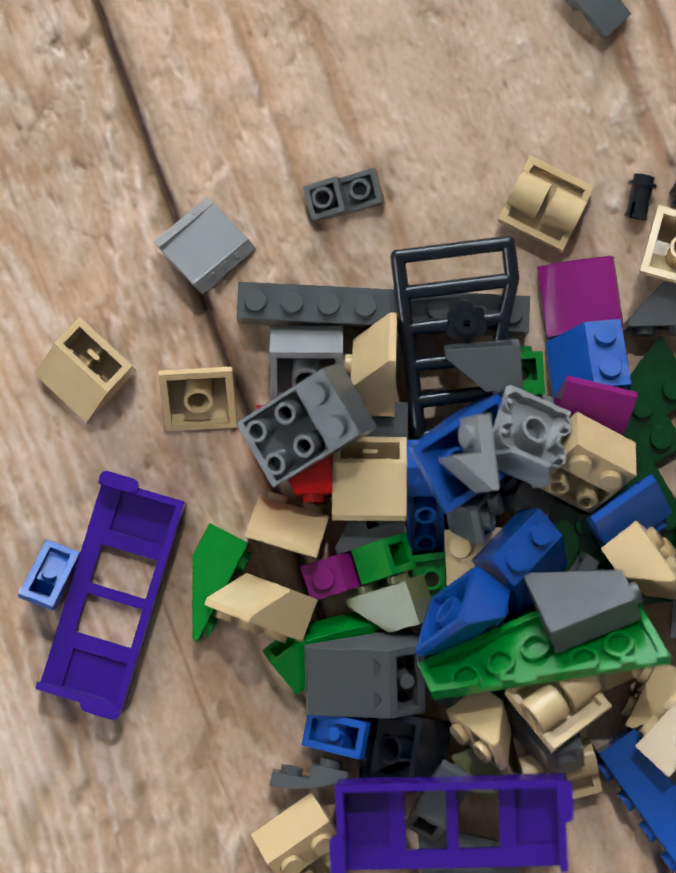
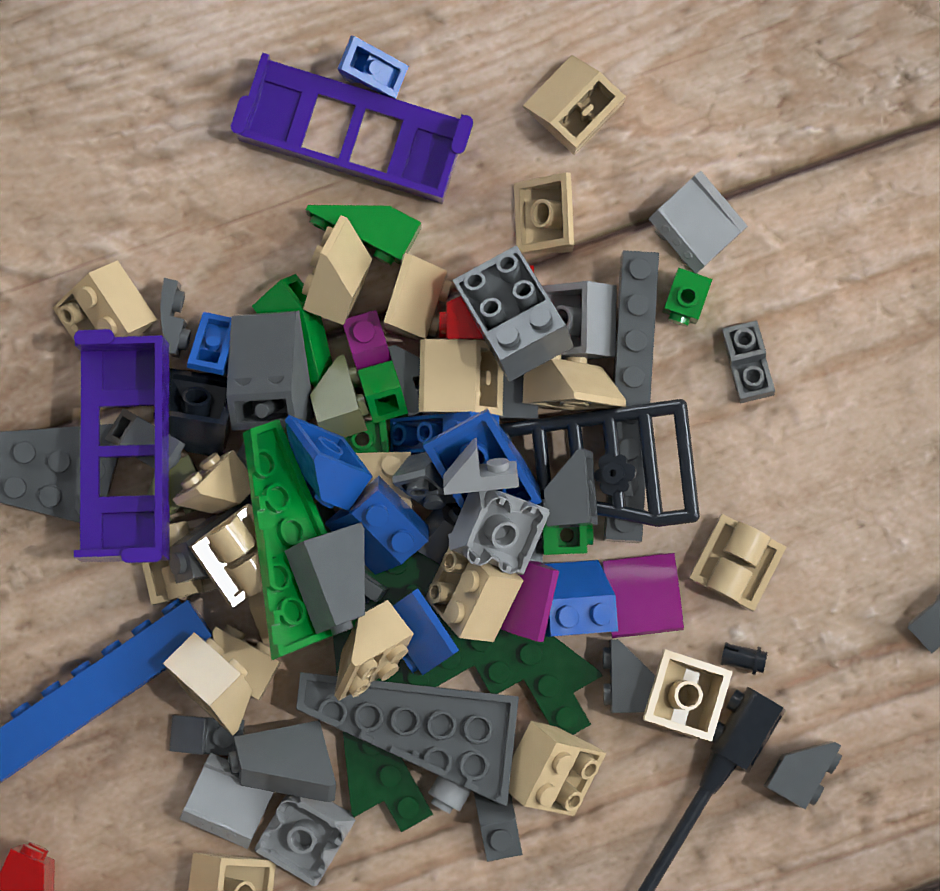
camera: 85 degrees right, 0 degrees up
(281, 255) = (686, 297): none -> green brick

